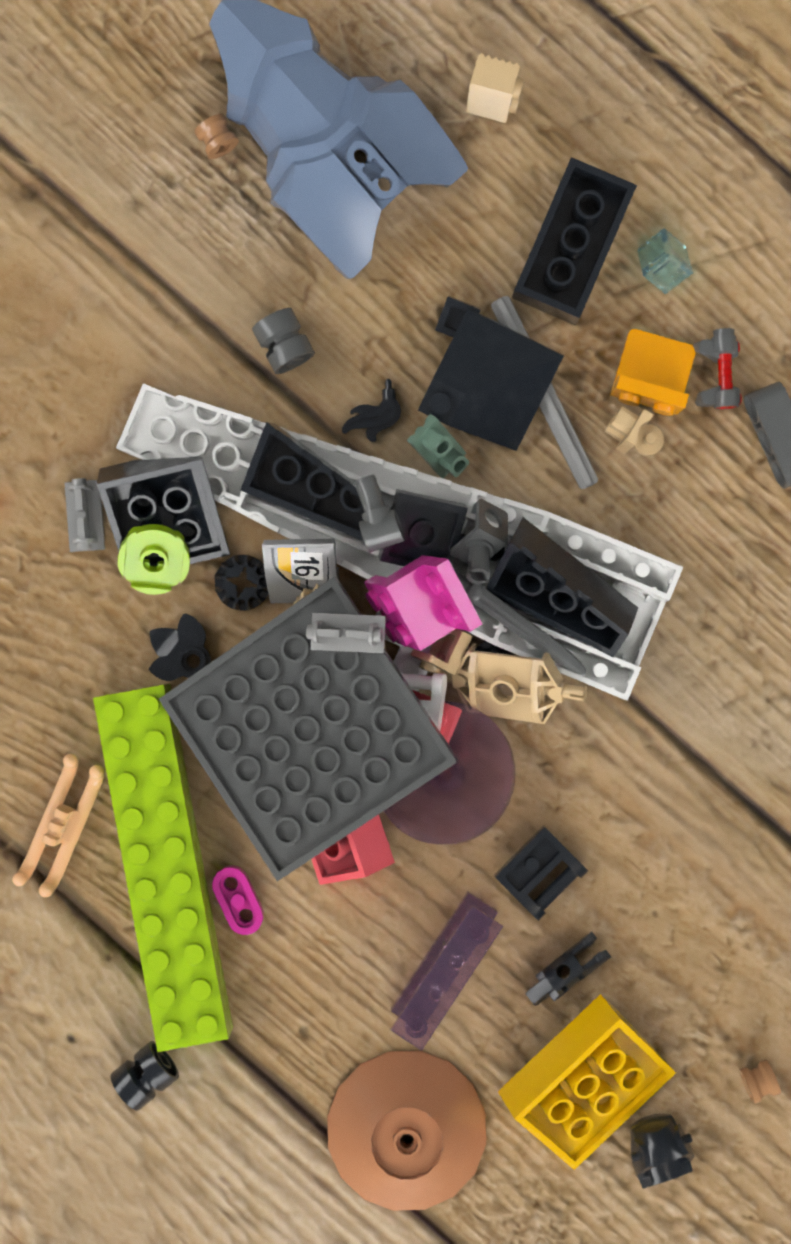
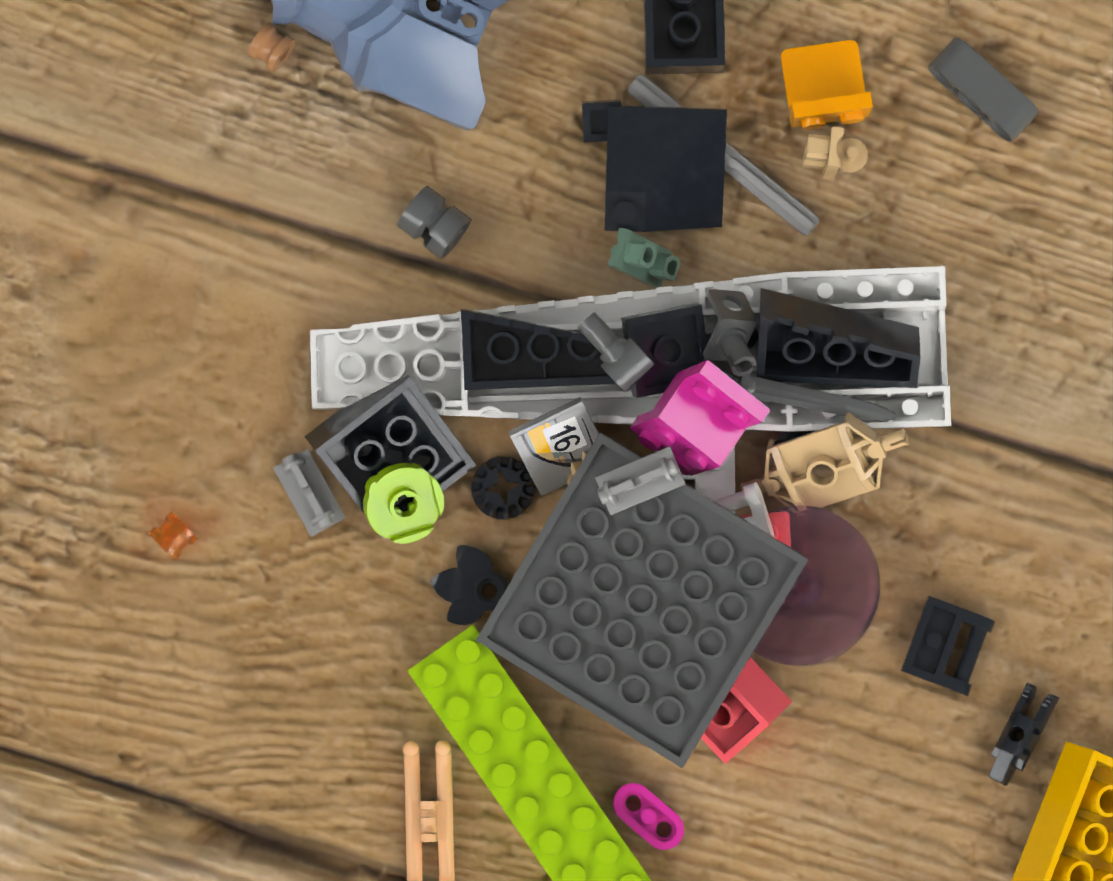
camera: 20 degrees left, 5 degrees down
(375, 417) = (562, 258): black piece -> none
(444, 653) = (745, 462): tan bracket -> none
(445, 970) = (894, 783): clear purple fence -> none
(720, 350) = (882, 32): dark grey piece -> none

